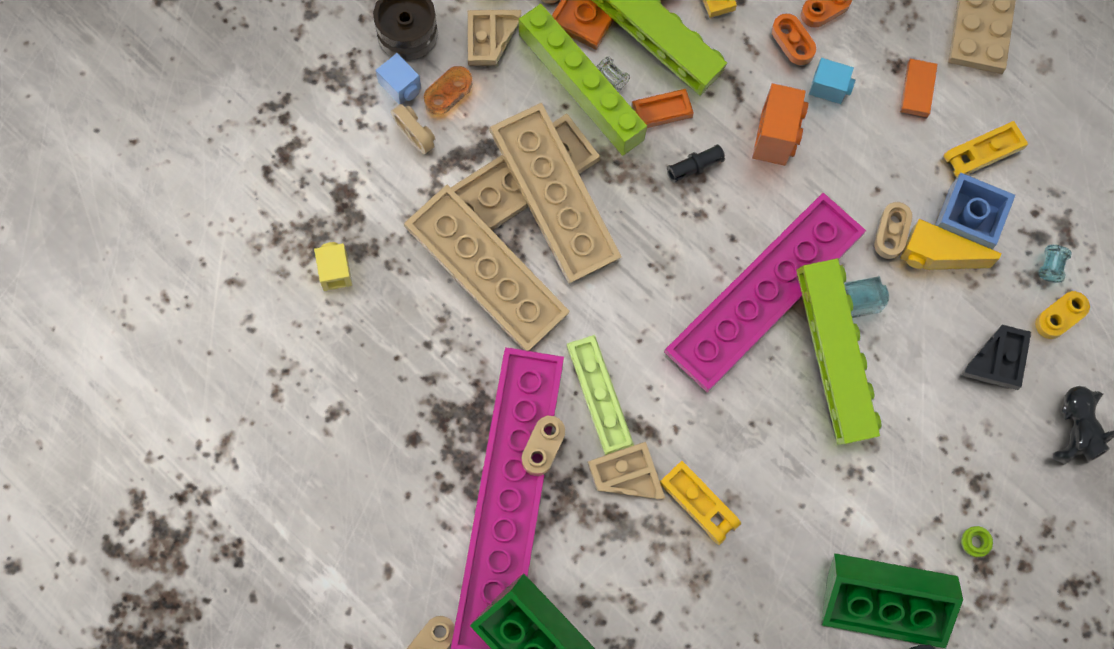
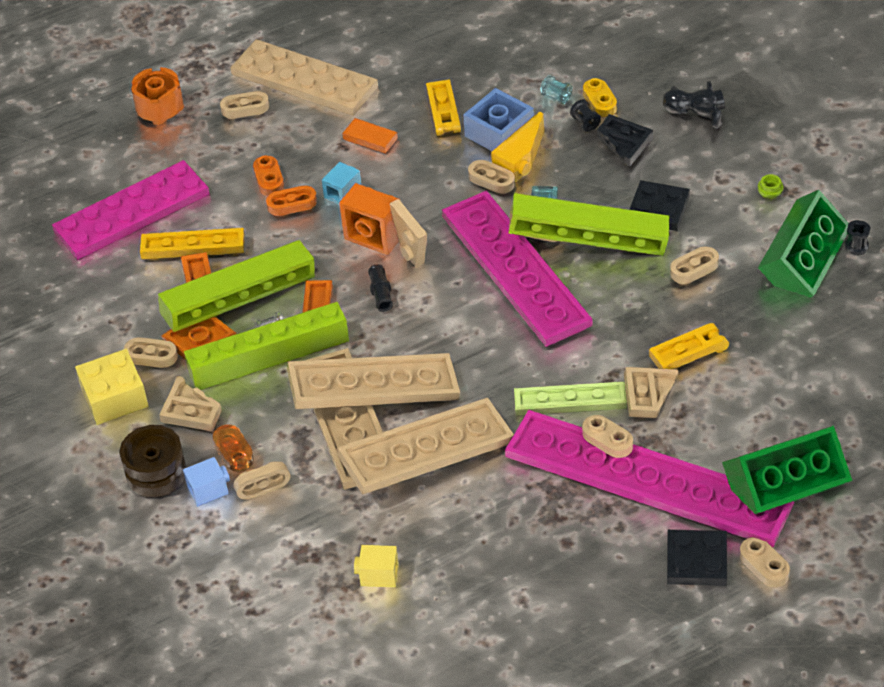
camera: 65 degrees left, 25 degrees down
(420, 574) = (697, 557): none -> black plate
(757, 172) = (410, 234): none -> tan wing
(826, 479) = (694, 265): none -> tan plate
(910, 421) = (661, 200): none -> black plate
(1023, 306) = (585, 115): none -> black bush

